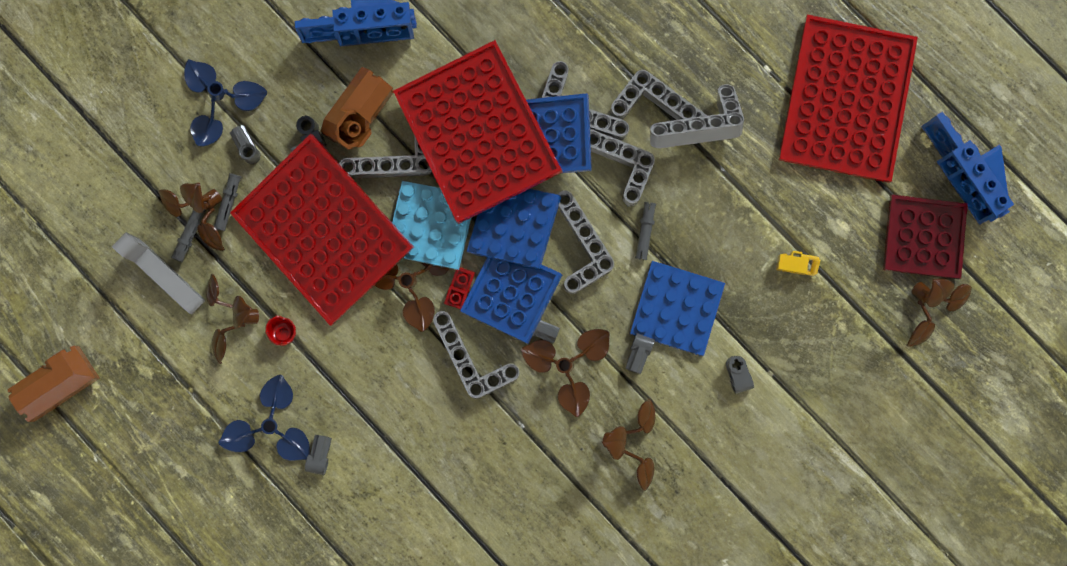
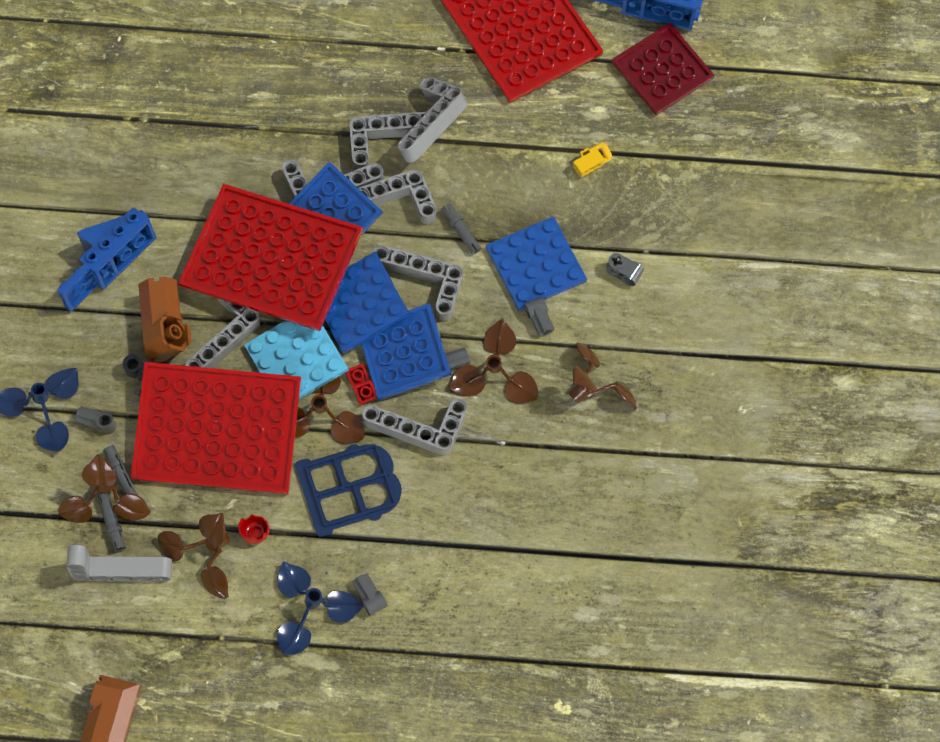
camera: 45 degrees left, 15 degrees down
(411, 372) = (383, 476): none -> dark blue window
(939, 292) = (708, 86): reddish brown plant -> none

